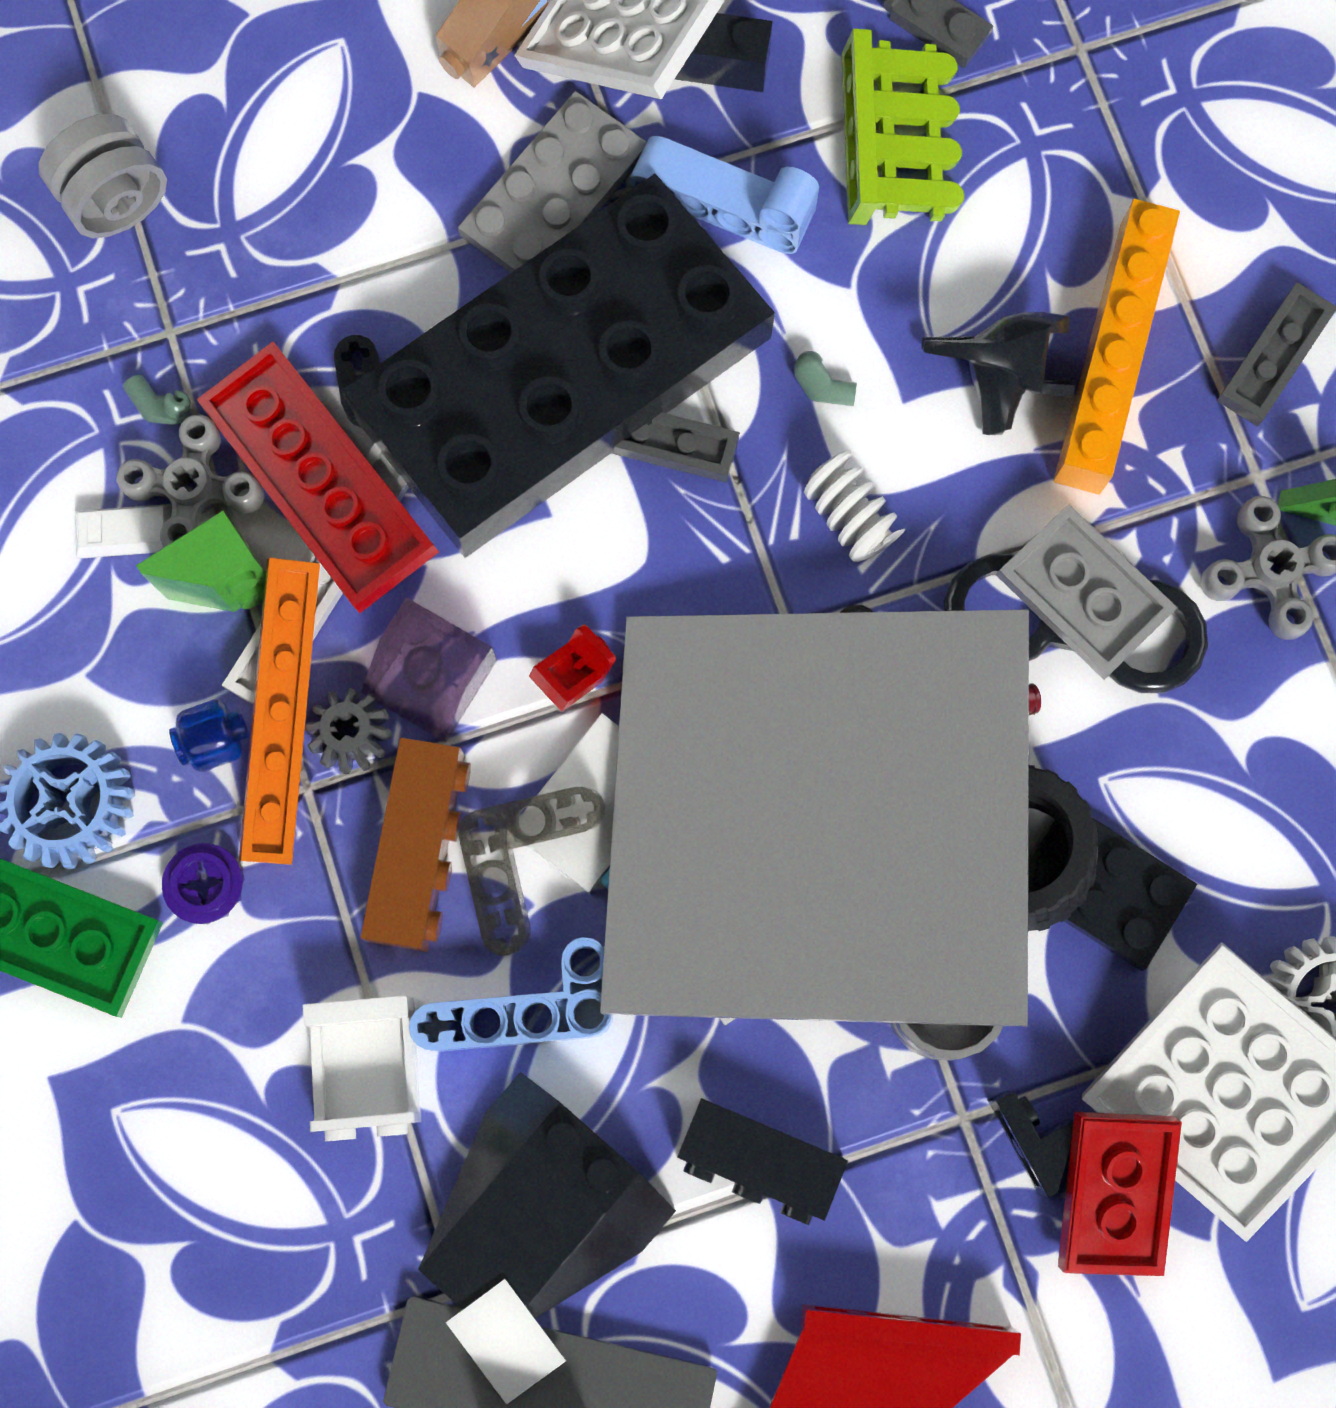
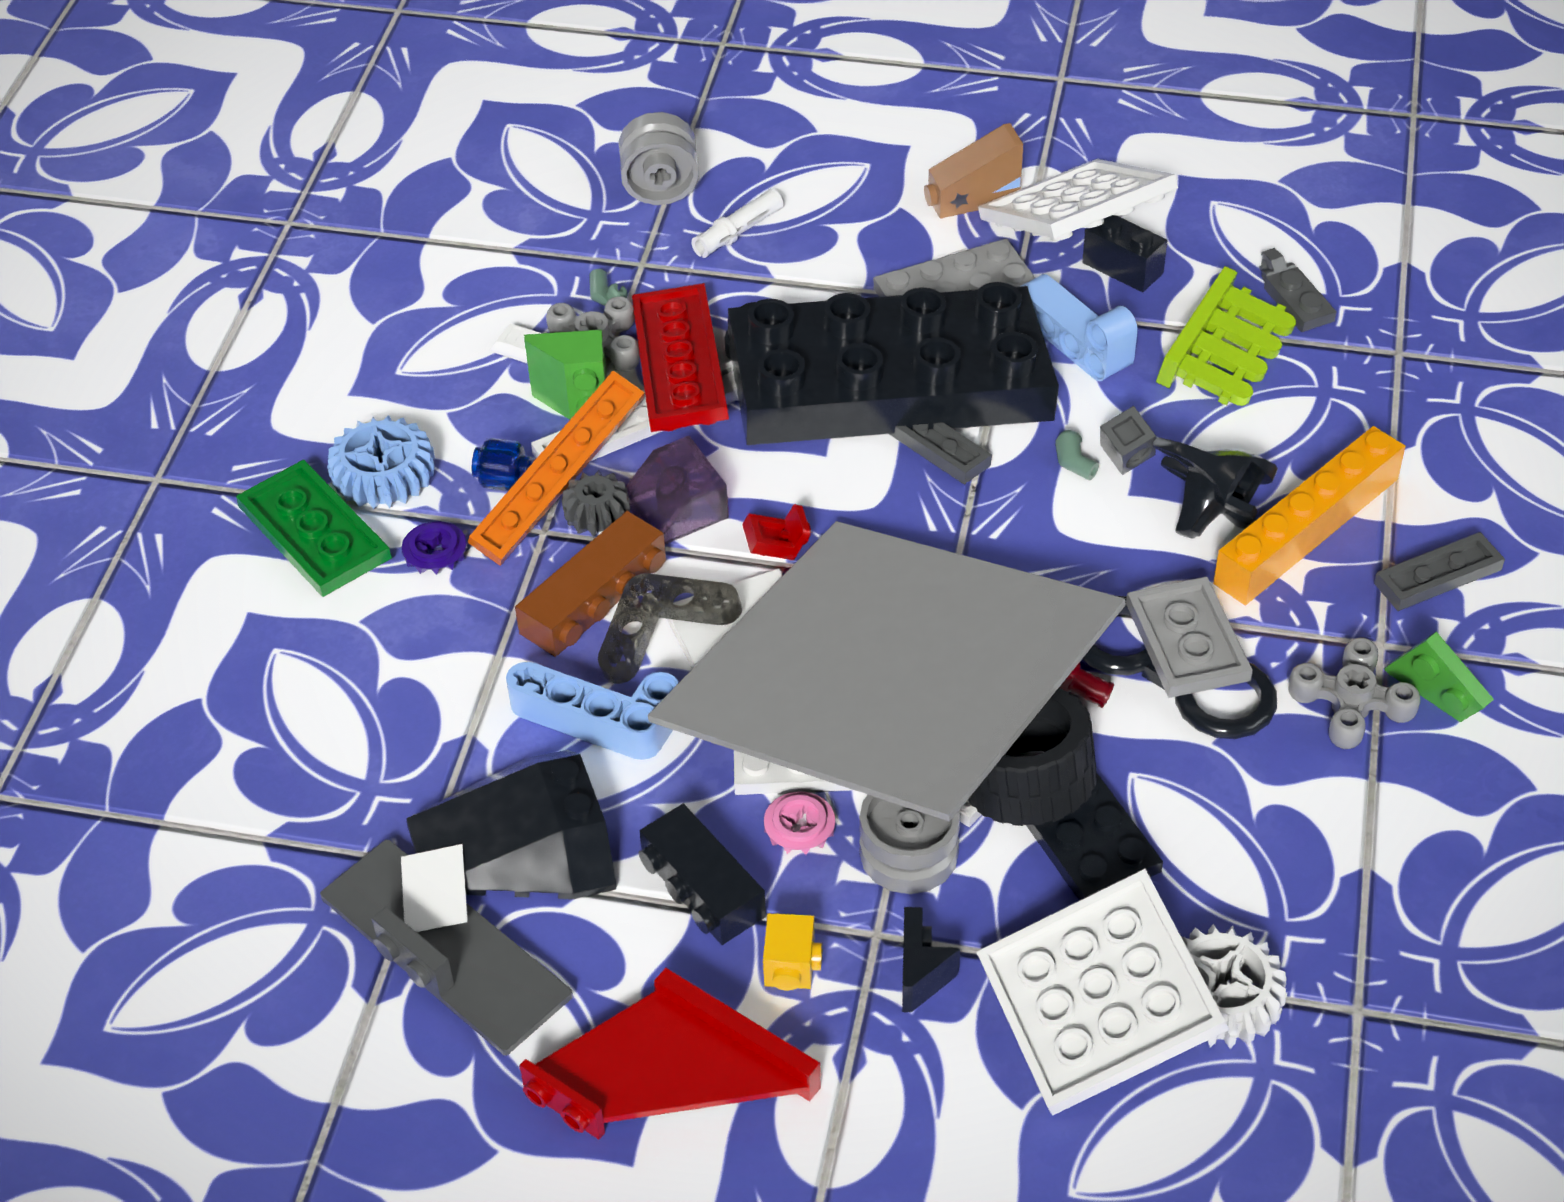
camera: 30 degrees right, 30 degrees down
(246, 227) = (727, 229): none -> white pin
(363, 1066) = (461, 691): white panel -> none
(801, 1054) = (789, 810): none -> bright pink gear
(851, 508) = (1044, 525): white piece -> none
(881, 344) = (1127, 440): none -> dark grey brick
(906, 1204) = (790, 951): none -> yellow brick
(1119, 1194) = (962, 1018): red tile -> none

